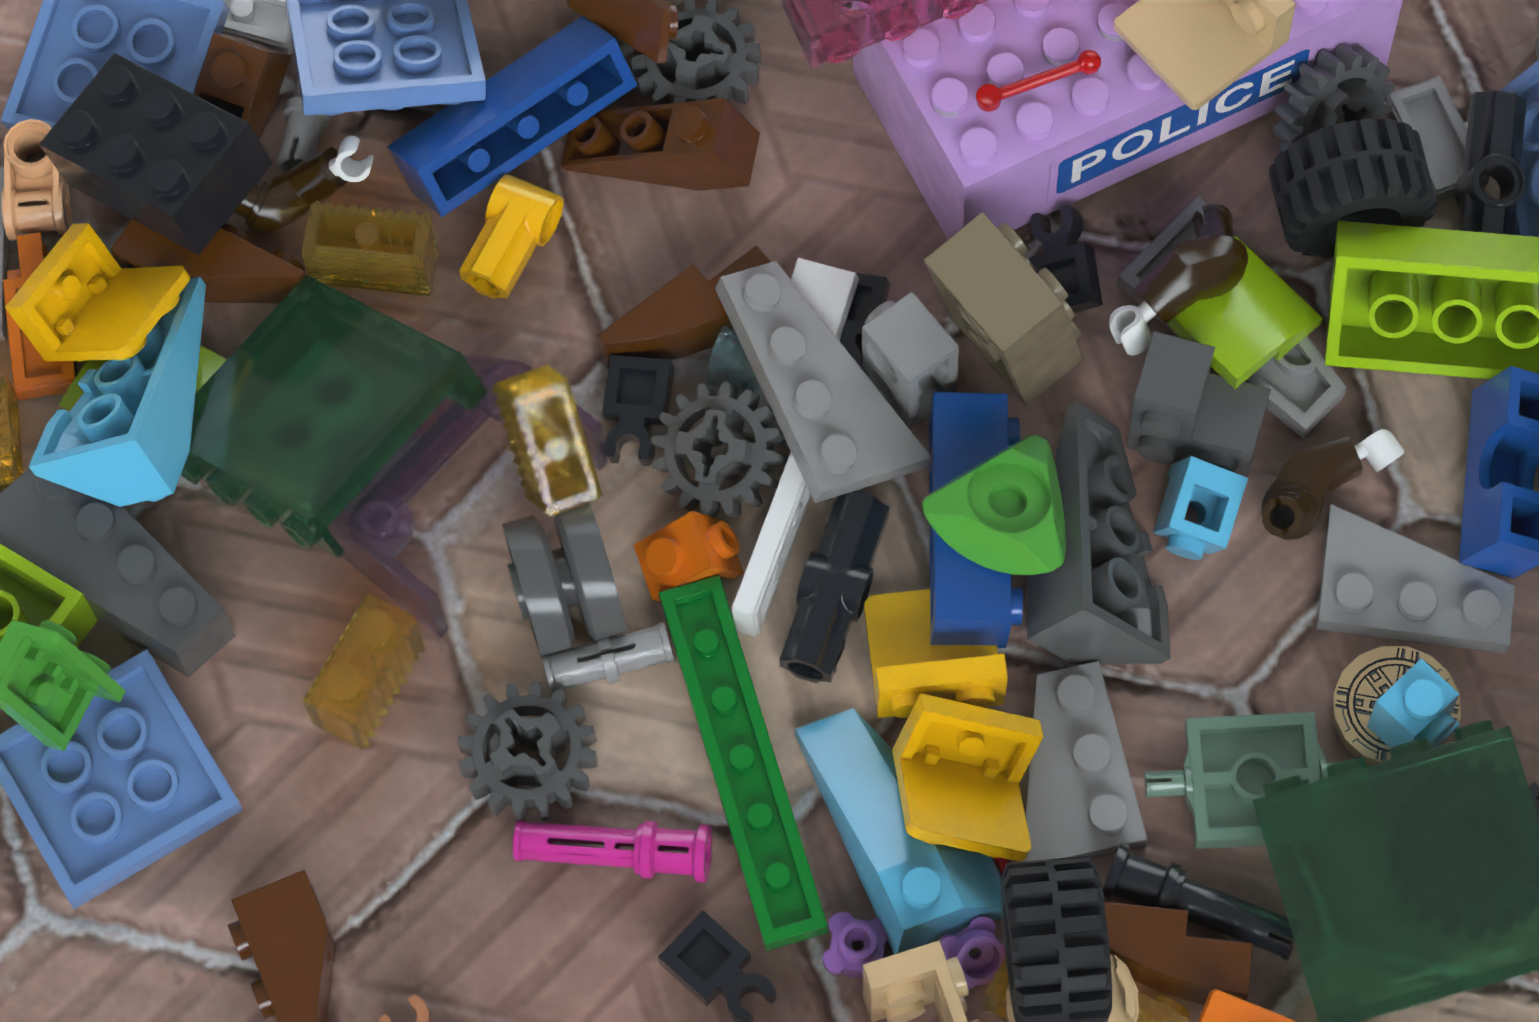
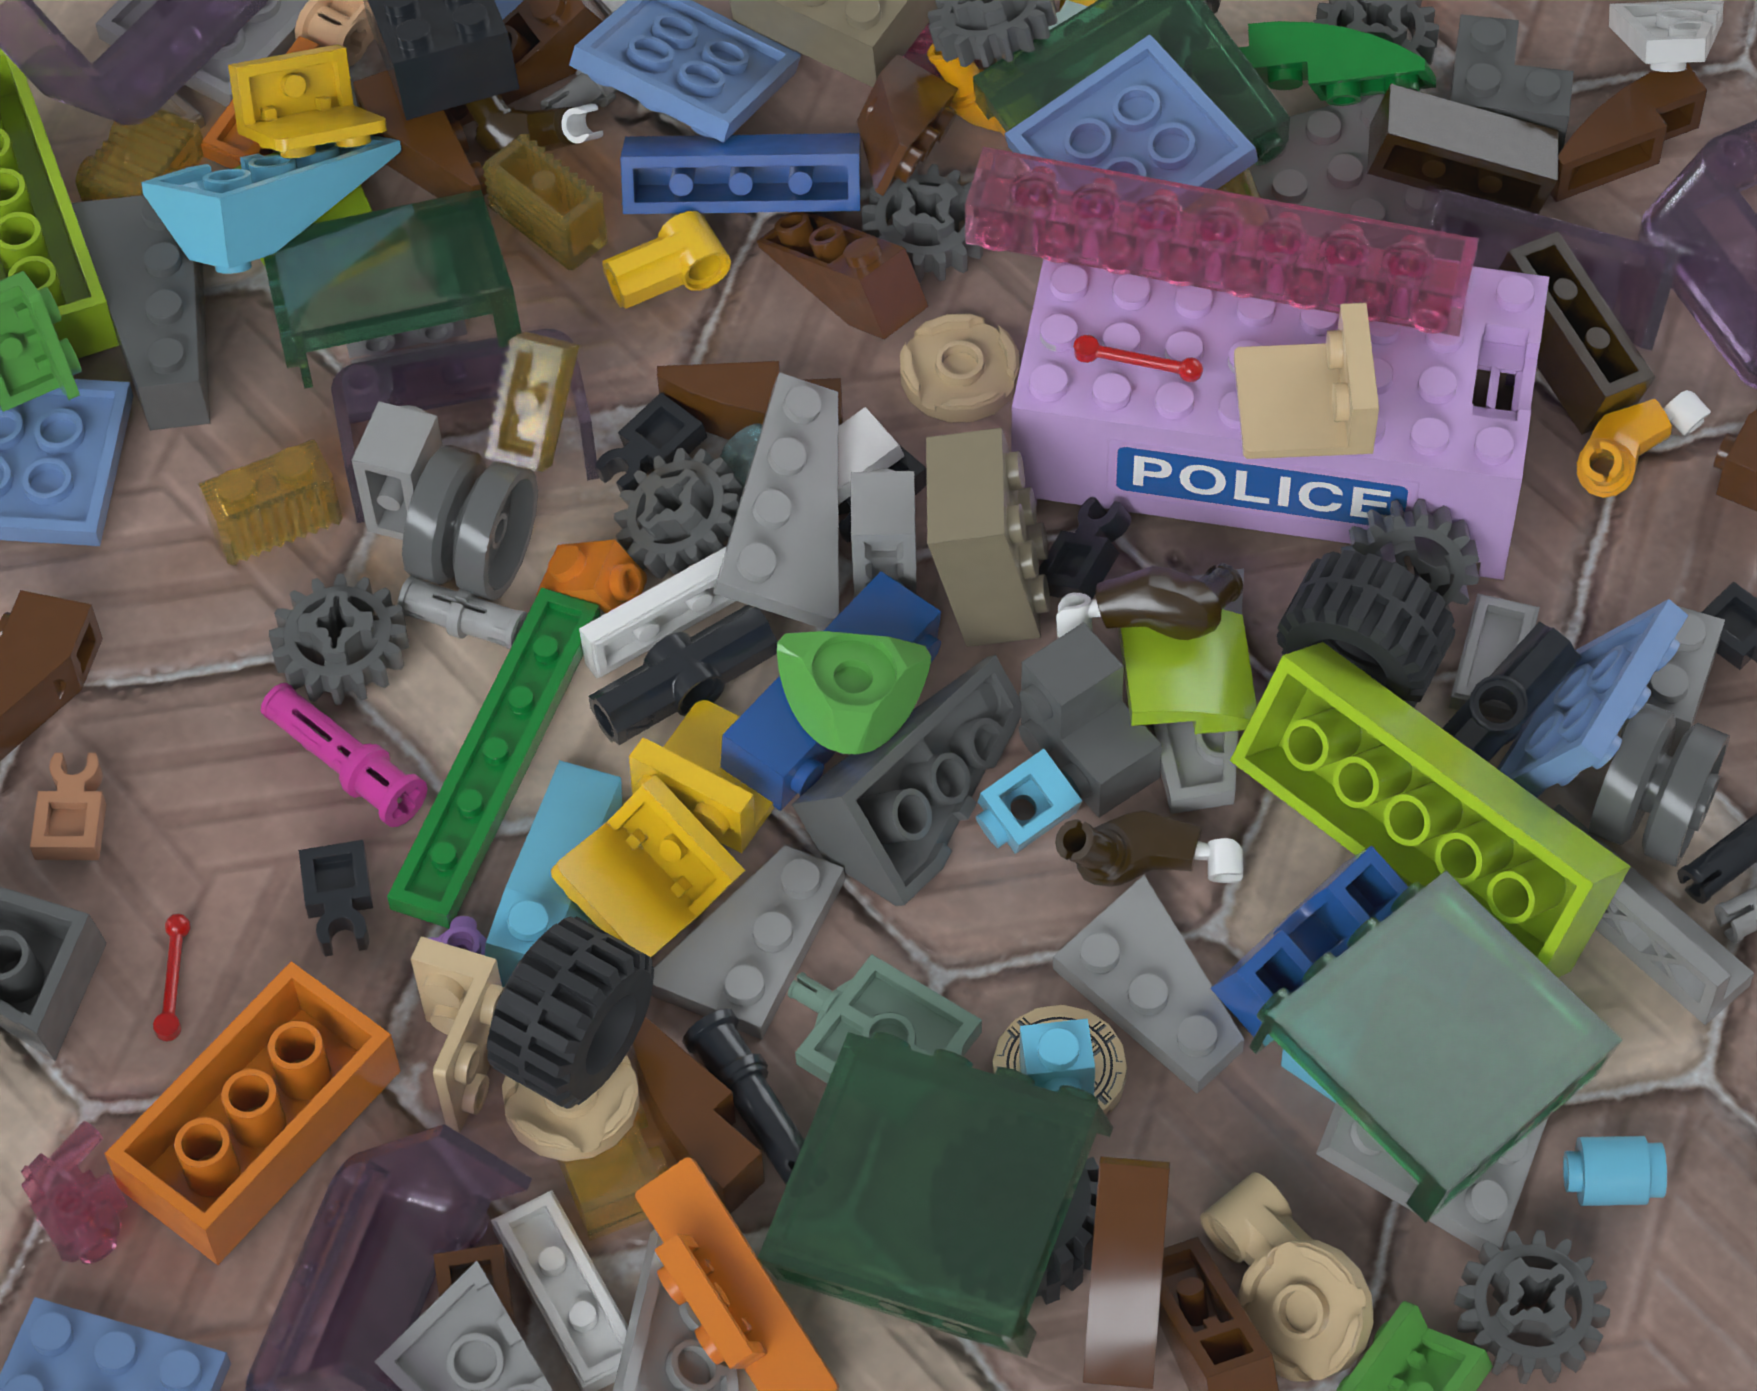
camera: 35 degrees right, 10 degrees down
(466, 571) = (391, 462): none -> light grey brick
(822, 169) = (959, 368): none -> tan tile

